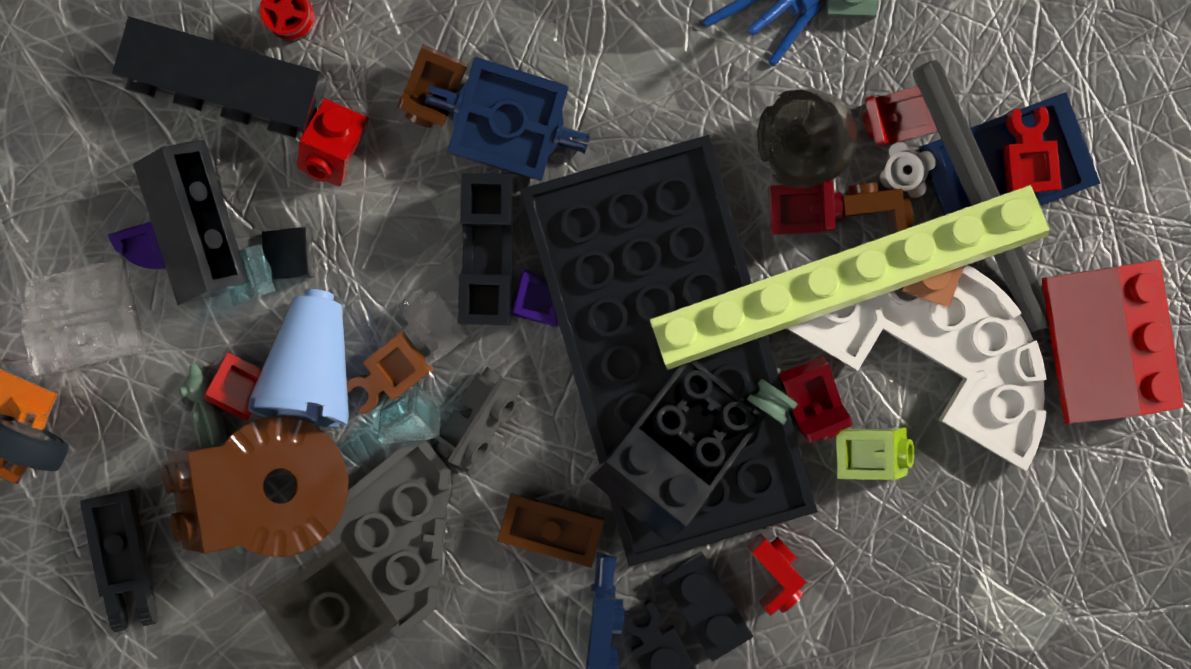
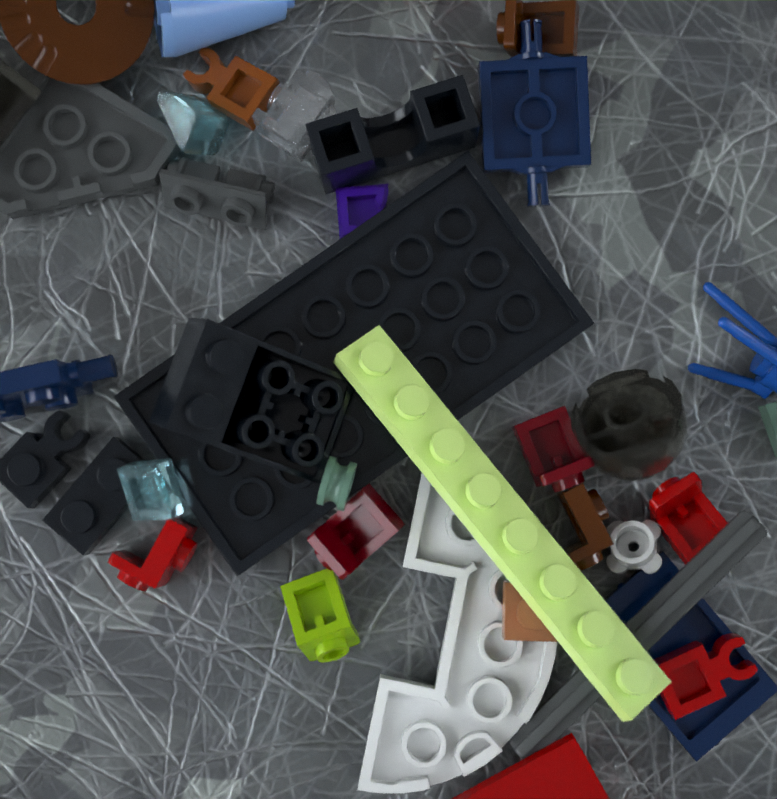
camera: 75 degrees right, 5 degrees down
(551, 530) = (127, 304): reddish brown plate -> none
(722, 559) = (152, 489): none -> clear light blue plate

